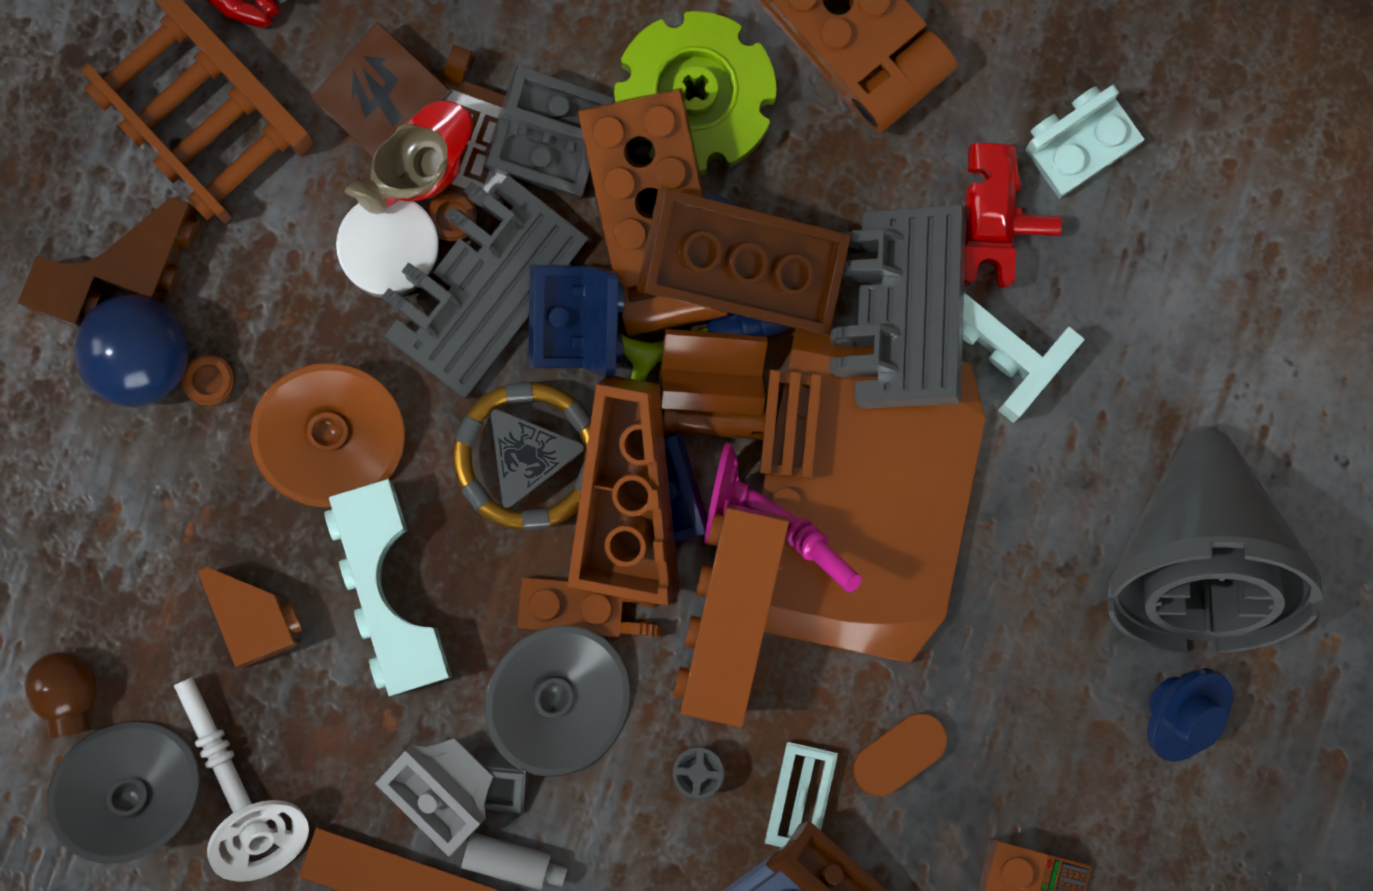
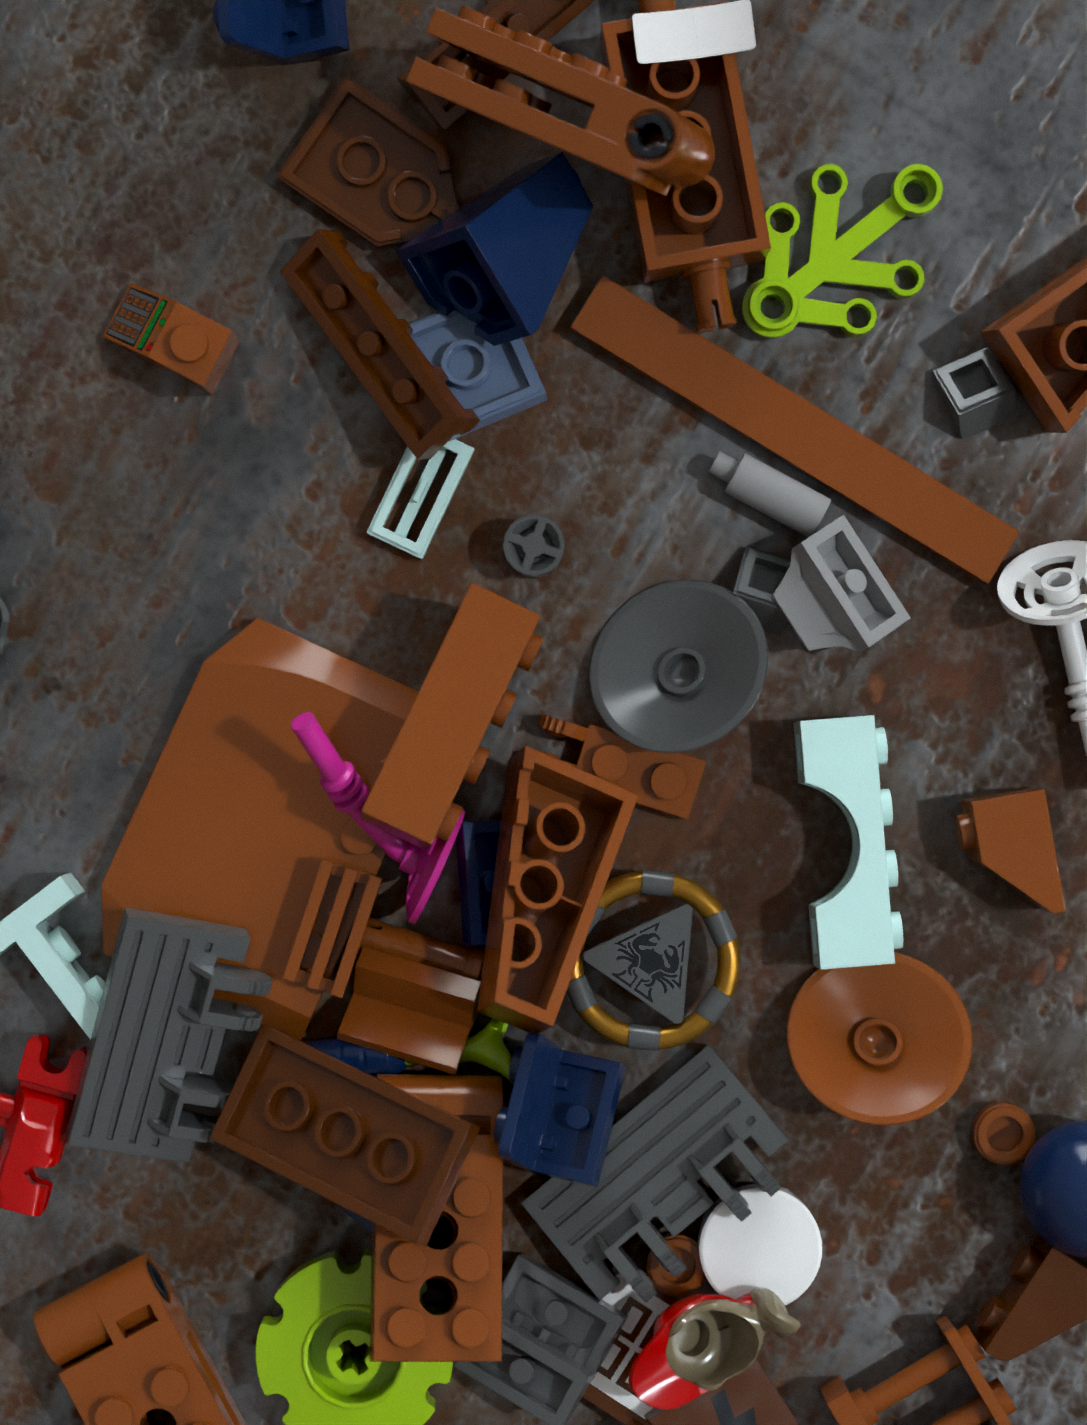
camera: 160 degrees left, 5 degrees up
(899, 754) = (294, 514): dark orange tile -> none

